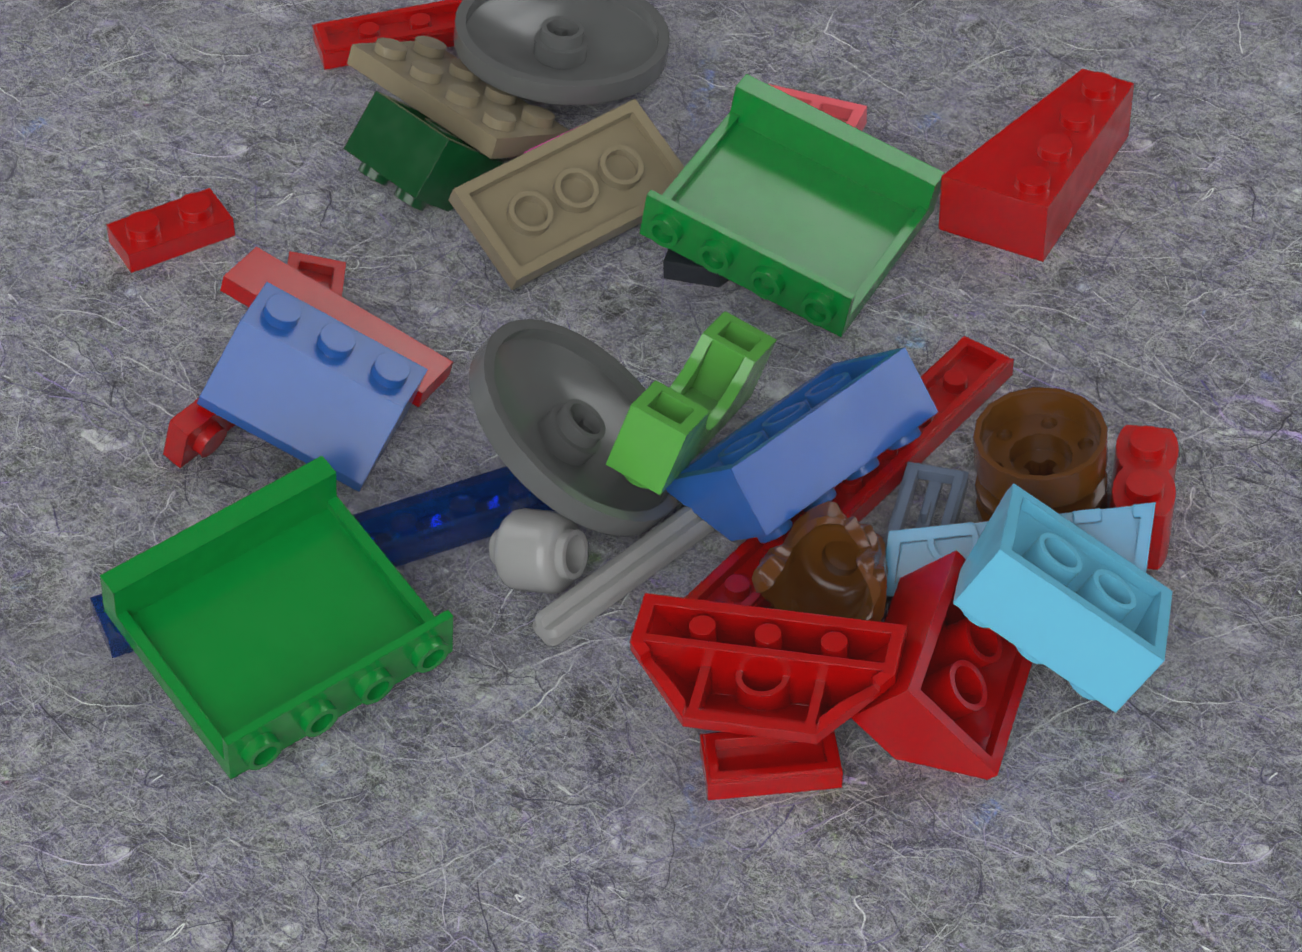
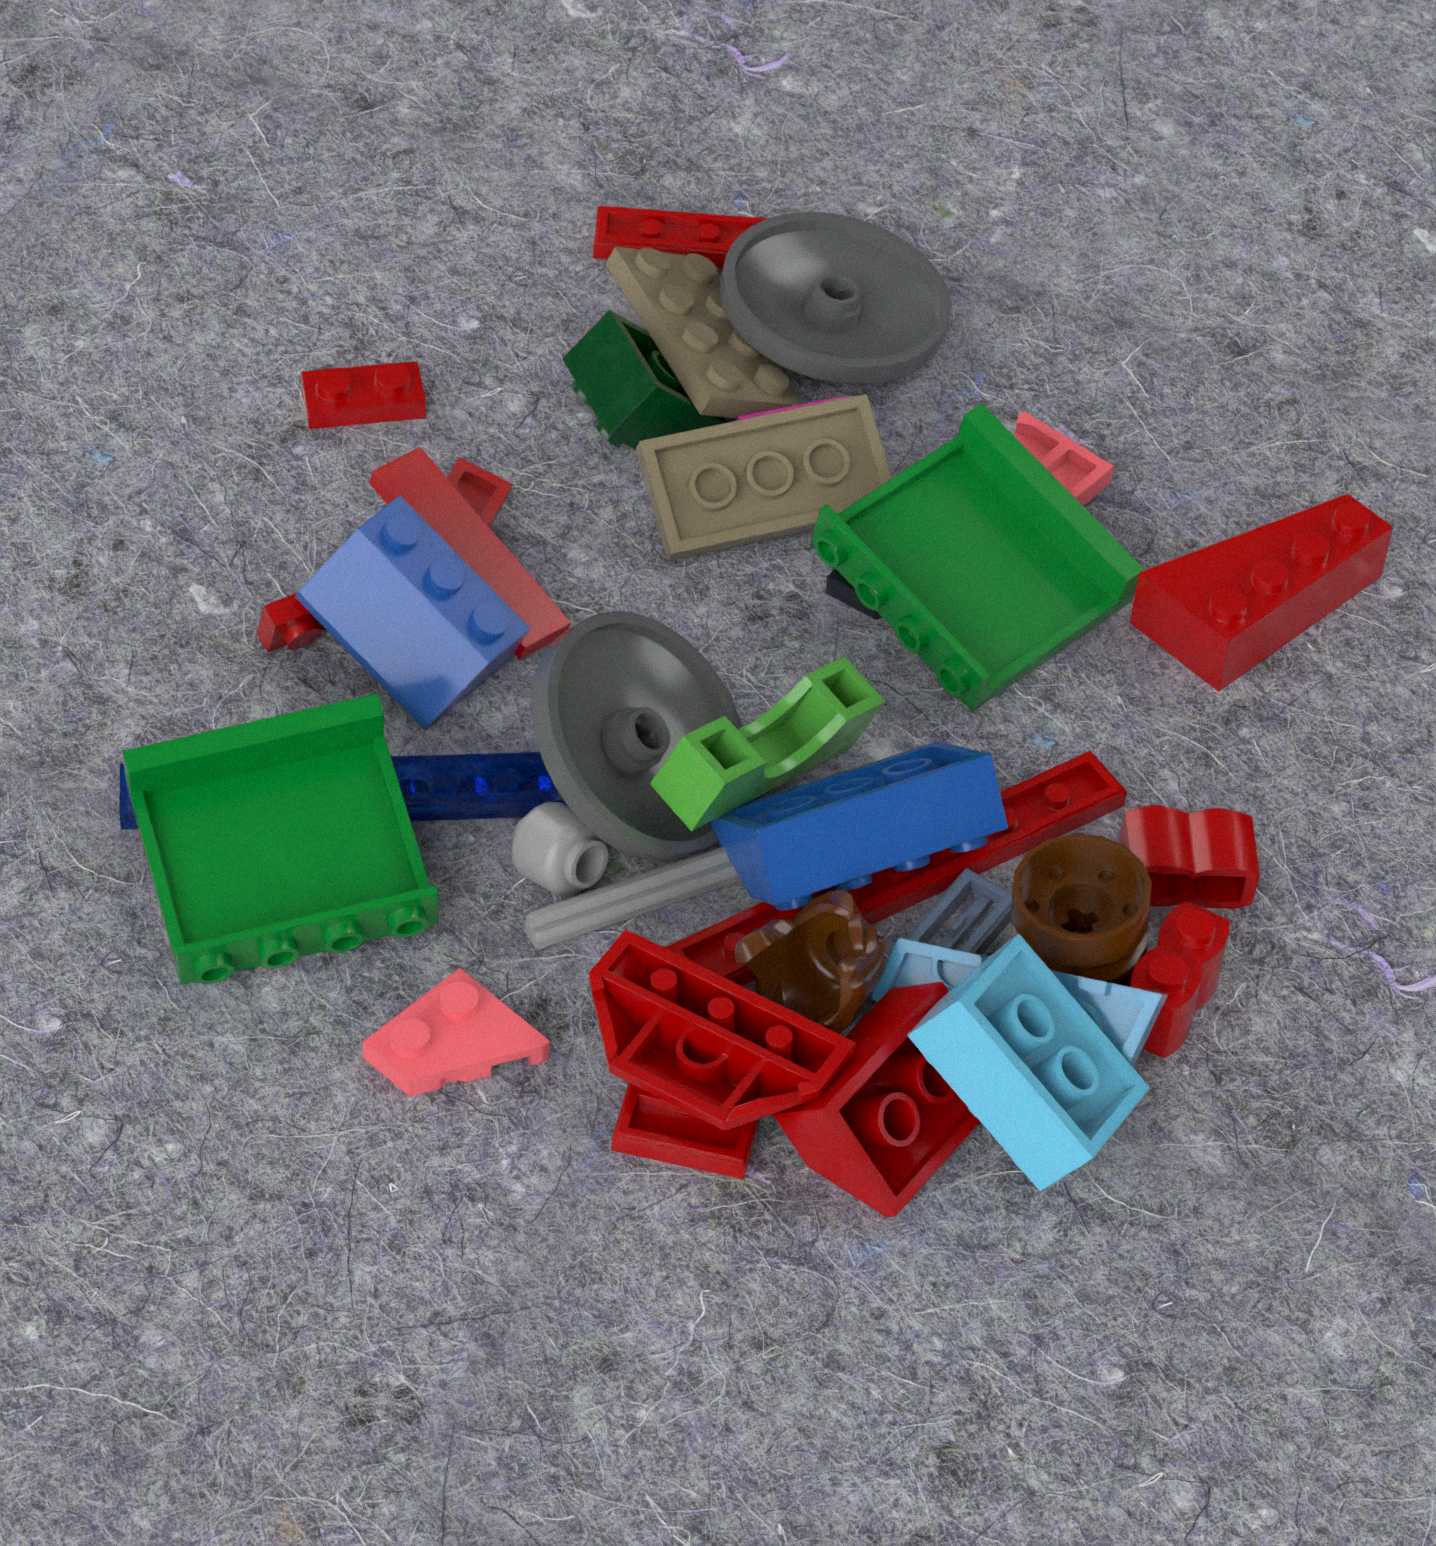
camera: 15 degrees right, 5 degrees up
(514, 744) = (452, 1036): none -> coral wing
(1114, 380) = (1195, 855): none -> red brick

